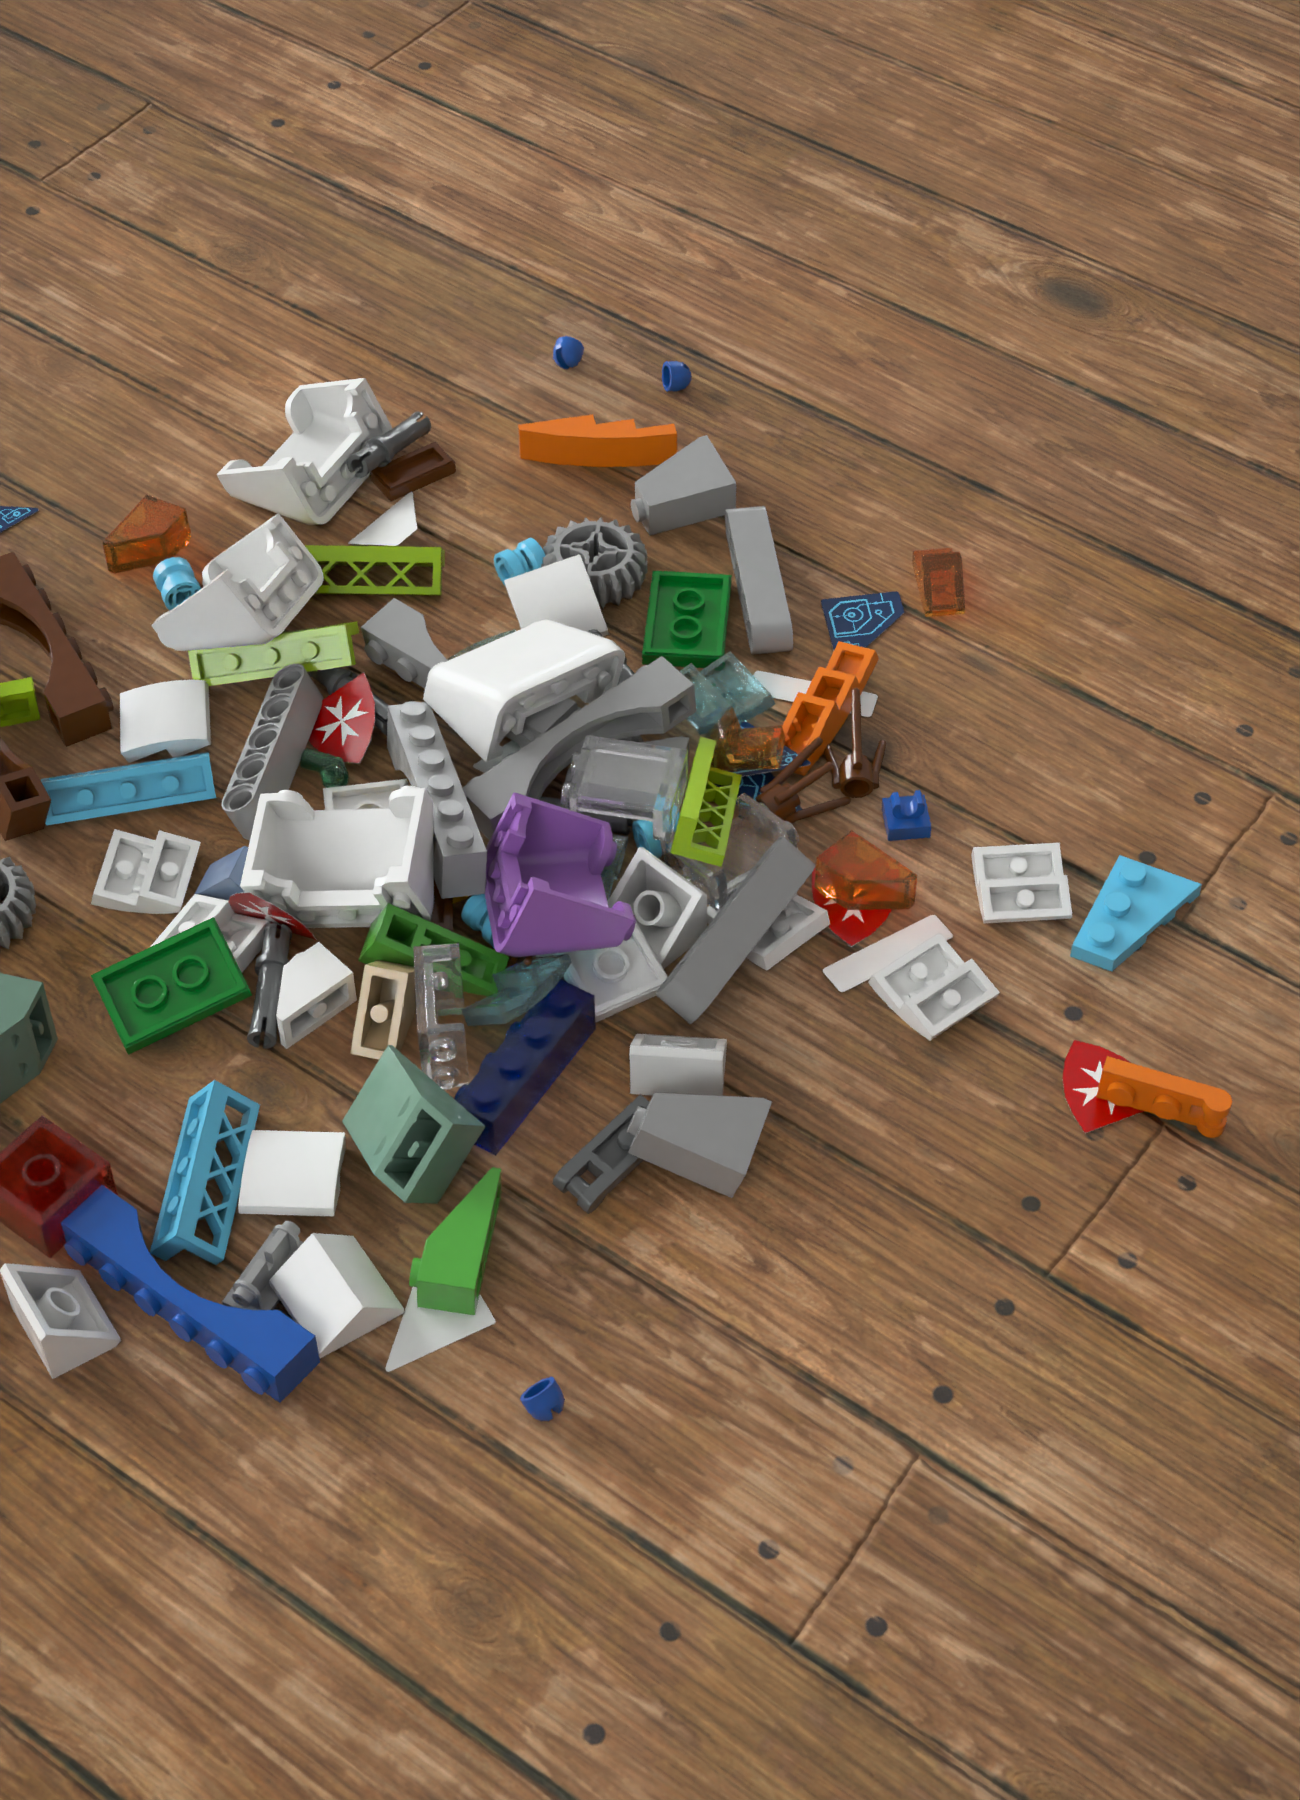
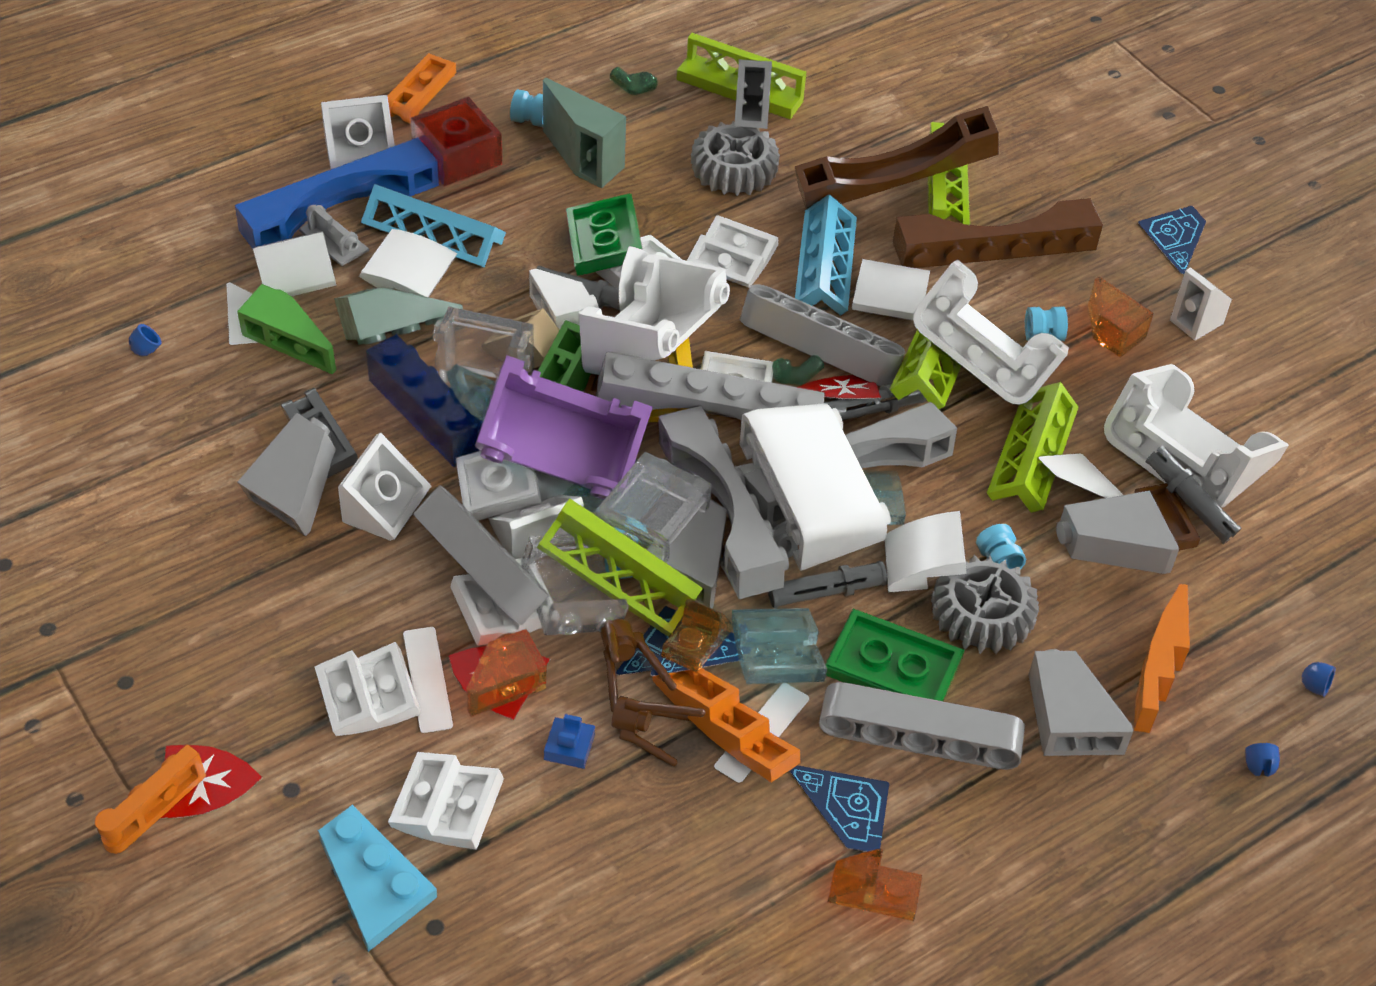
camera: 105 degrees right, 0 degrees up
(111, 471) = (1199, 306): none -> white slope
(454, 489) = (1119, 533): none -> light grey slope

